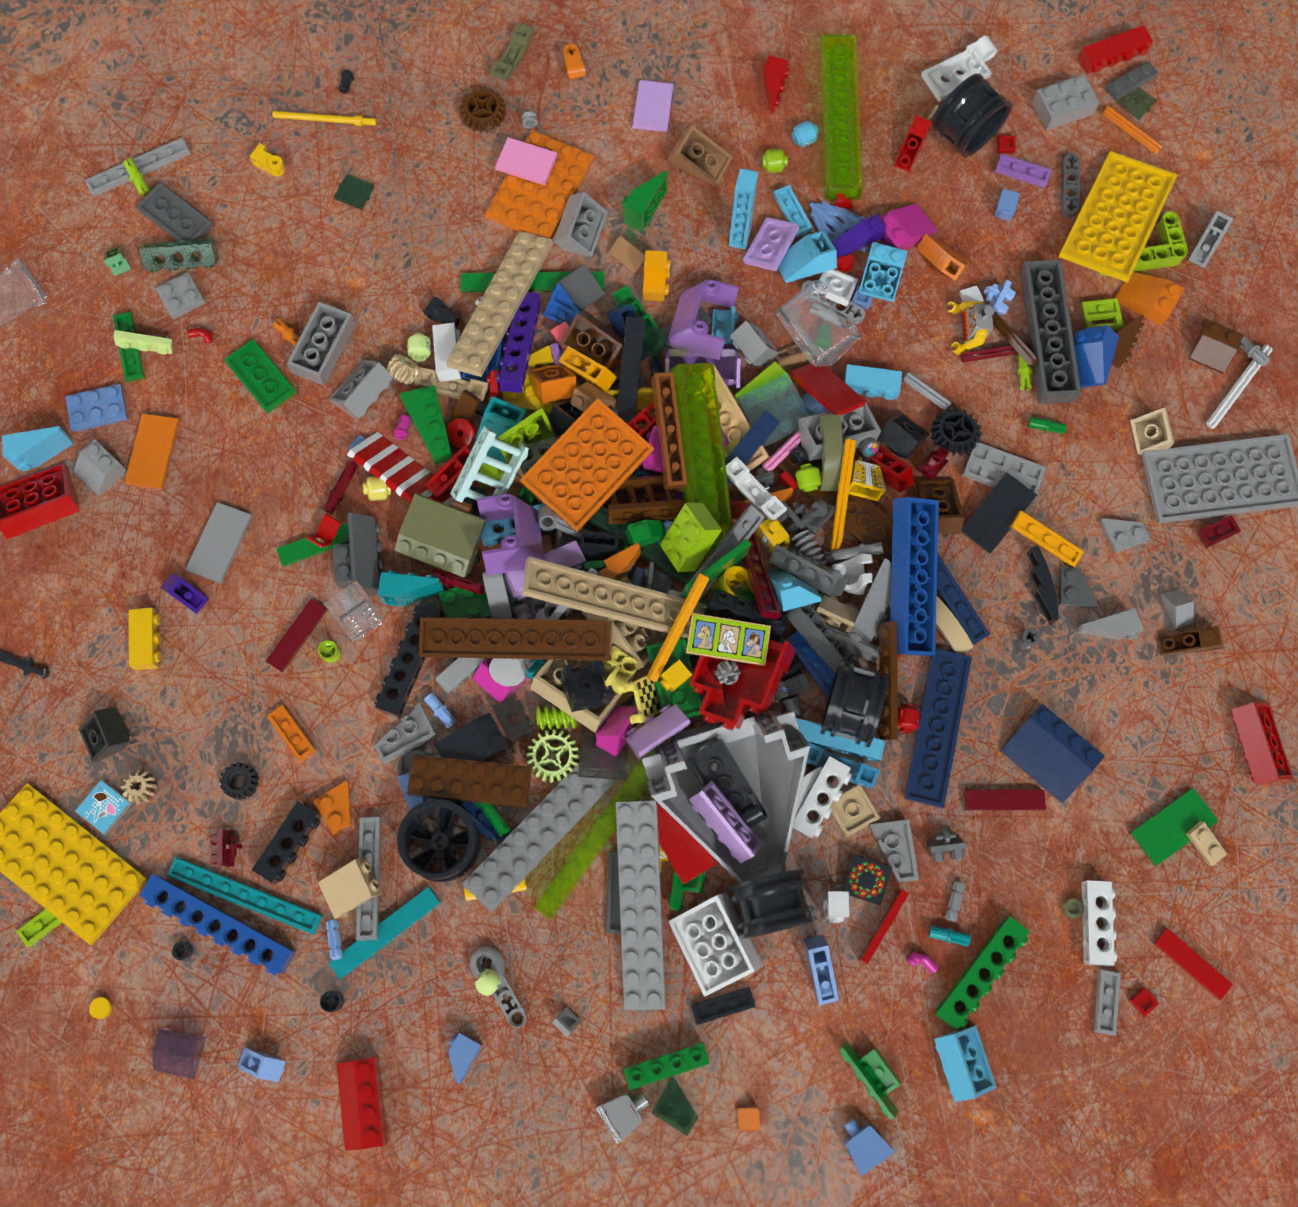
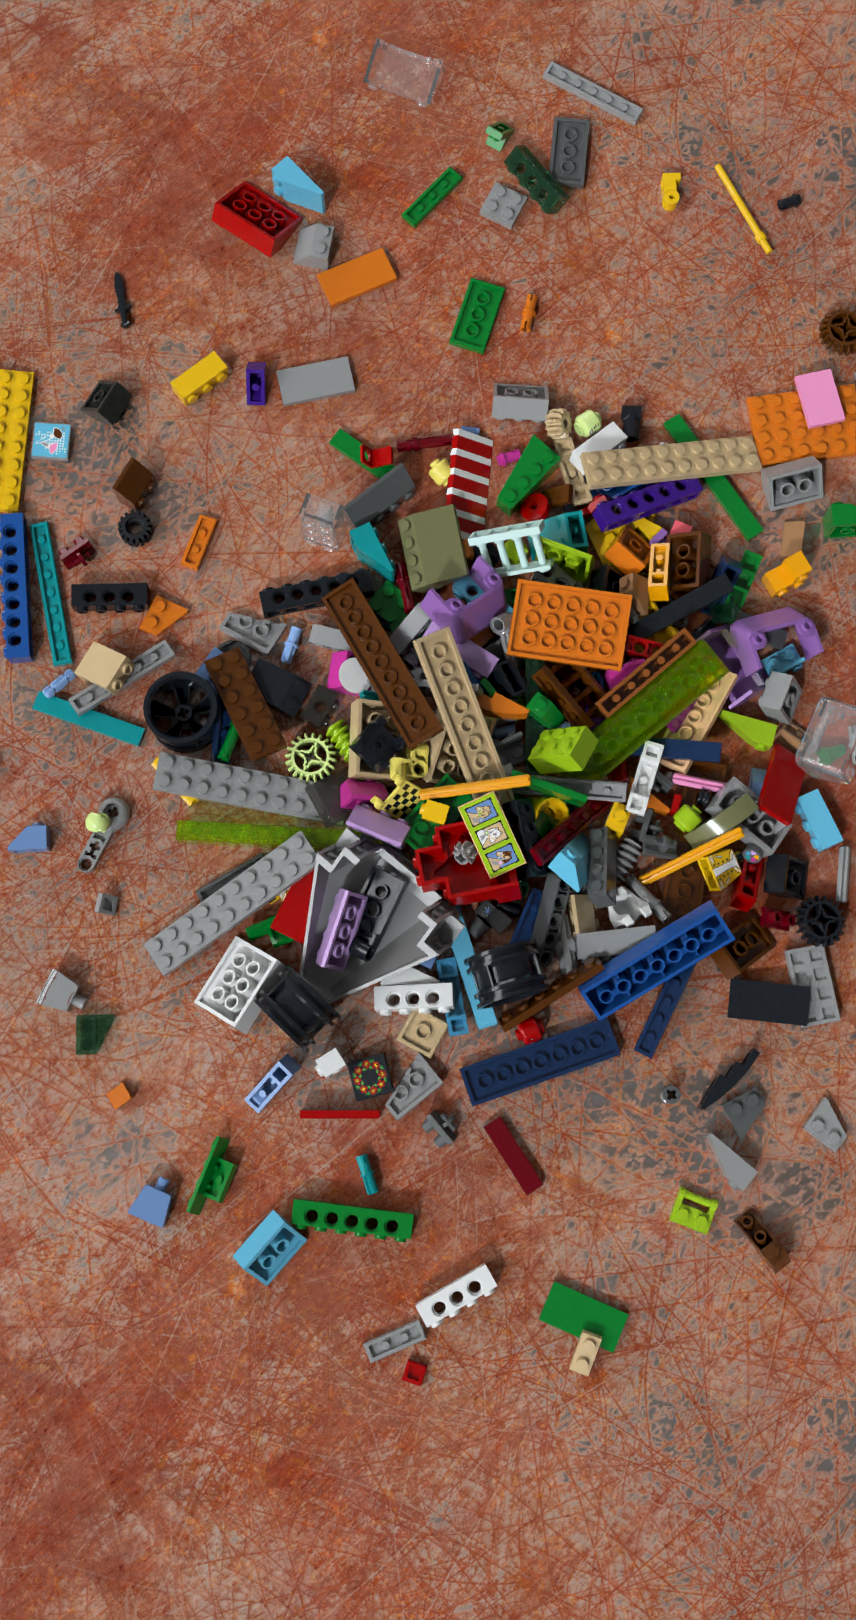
camera: 55 degrees right, 5 degrees up
(96, 408) = (364, 210): medium blue plate -> none
(132, 785) = (84, 462): tan gear -> none
(136, 177) = (581, 98): lime pin -> none
(143, 342) = (441, 206): yellowish green plate -> none
(200, 756) = (134, 485): none -> reddish brown slope
(201, 332) = (483, 245): red arm -> none
(296, 635) = (277, 492): dark red tile -> none
(321, 343) = (536, 344): light grey brick -> none
(329, 648) = (279, 524): lime wheel -> none
(329, 1003) = (9, 709): black wheel -> none
(342, 565) = (357, 487): dark grey brick -> none
(354, 192) = (692, 278): clear green piece -> none
(447, 476) = (485, 519): red slope -> none
(561, 307) = (704, 515): blue wing -> none
(582, 287) = (731, 520): dark grey tile -> none
(666, 1066) = (119, 1004): green brick -> none
(723, 1005) = (195, 1021): black tile -> none
(781, 401) = (740, 751): clear light blue plate -> none
(916, 958) = (333, 1164): dark pink arm -> none
(951, 629) = (635, 1020): tan slope -> none
(955, 901) = (399, 1162): light grey axle -> none
(1046, 539) = (772, 1059): light orange tile -> none
(1052, 753) = (579, 1173): dark blue slope -> none
(1072, 908) = (456, 1267): olive tile -> none
(1139, 685) = (690, 1216): none -> lime plate
(1179, 608) = (786, 1213): light grey slope -> none
(1192, 964) = (473, 1397): red tile -> none
(1261, 743) = (708, 1355): red slope -> none

